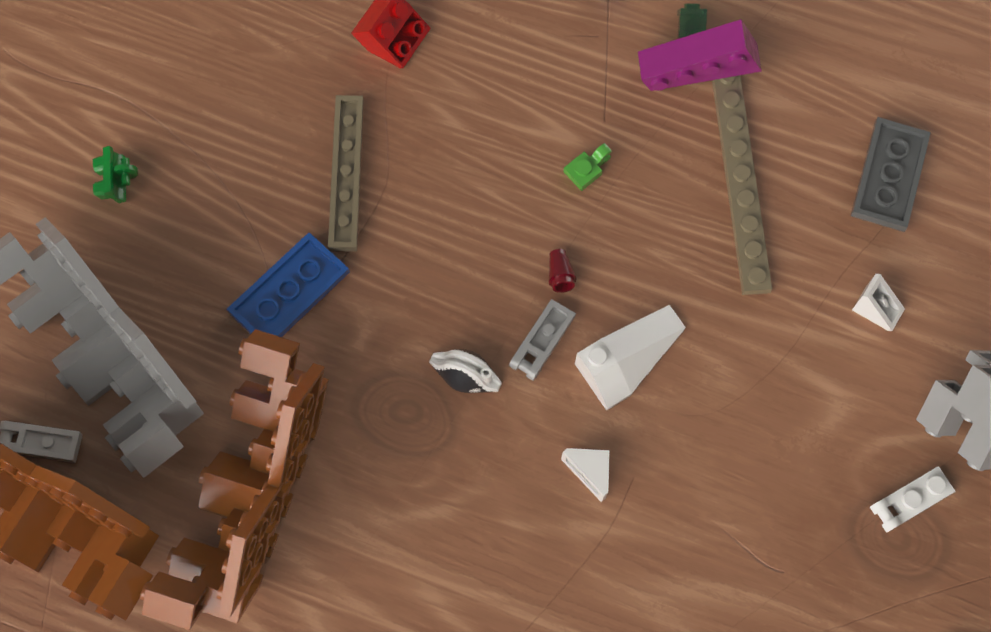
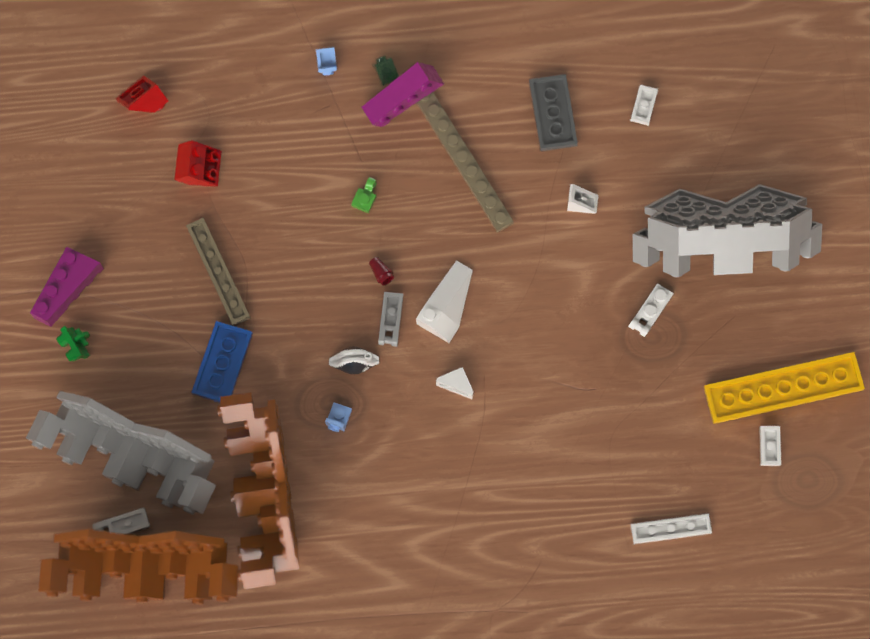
camera: 20 degrees left, 5 degrees up
(140, 98) = (64, 285): none -> magenta wedge
(405, 438) = (338, 417): none -> light blue bracket

